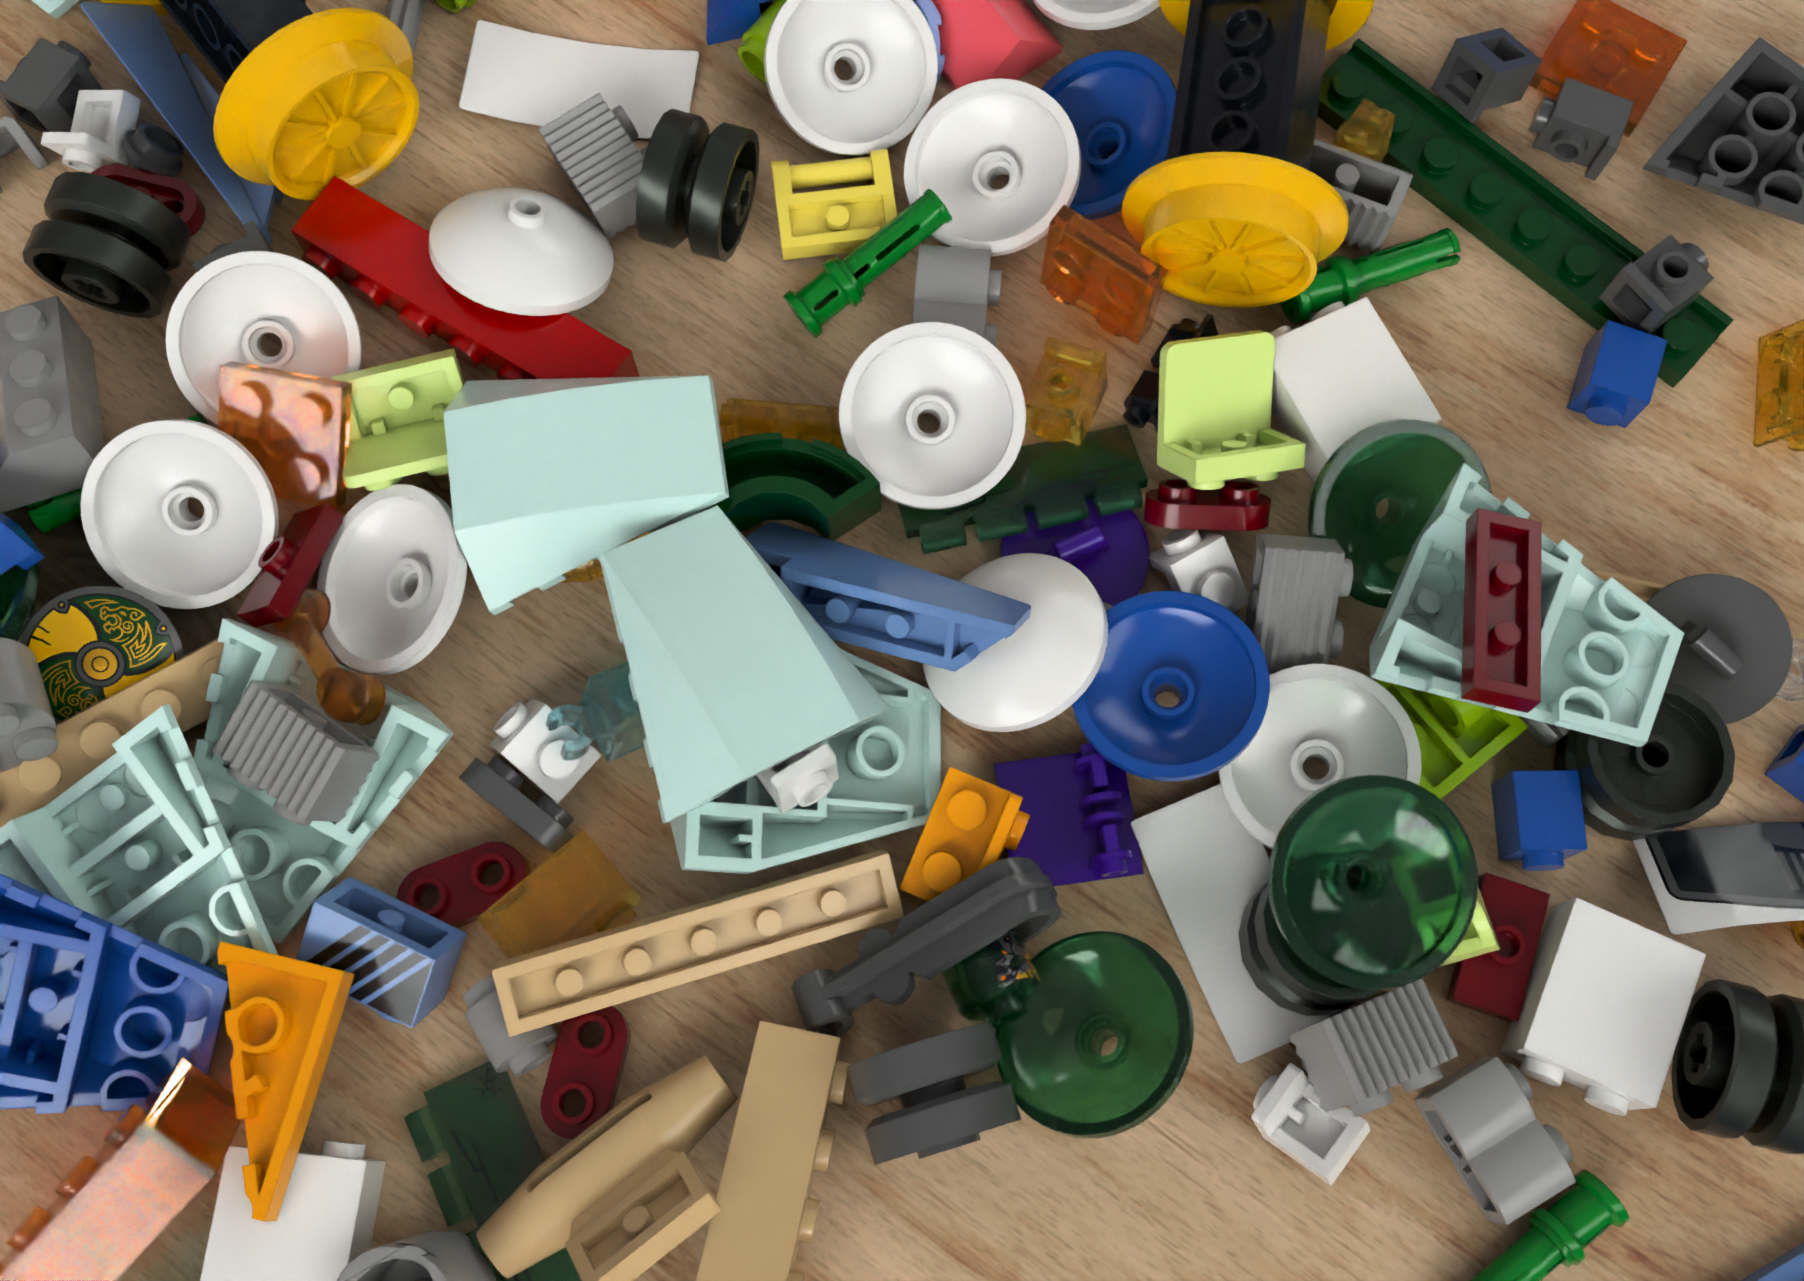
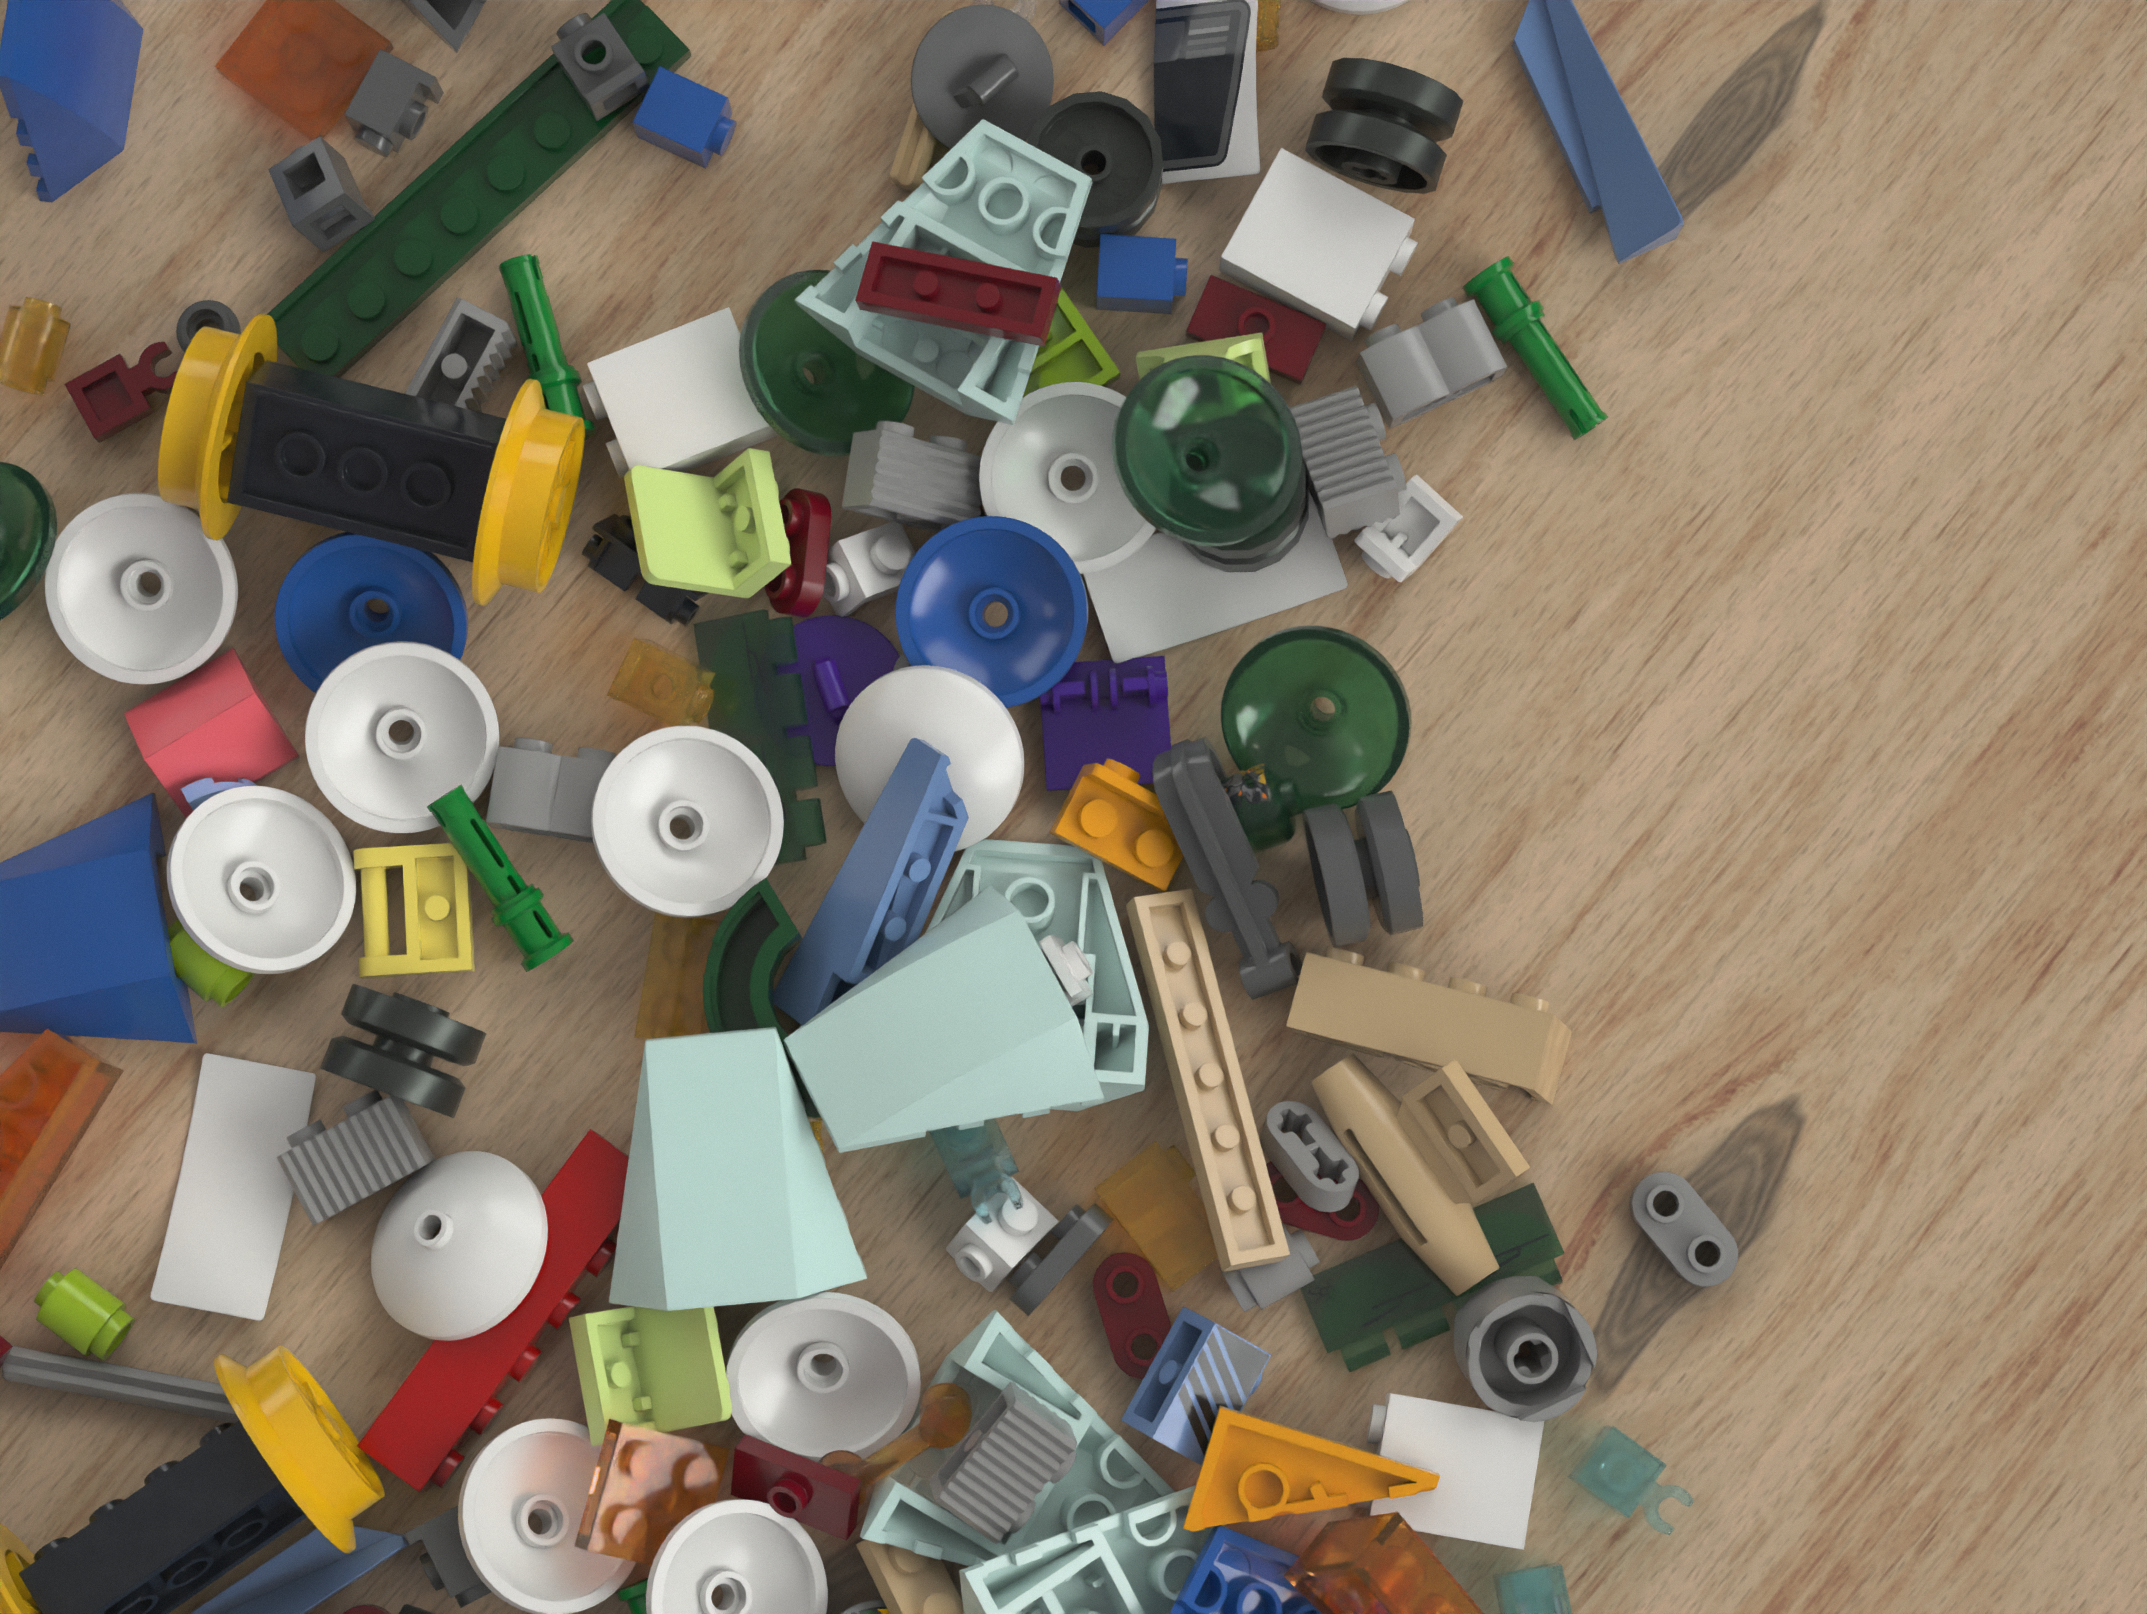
camera: 85 degrees left, 10 degrees up
(633, 1066) = (1315, 1153): none -> light grey beam
(1101, 275) = (558, 616): clear orange plate -> none
(1366, 131) = (402, 343): clear yellow hinge -> none

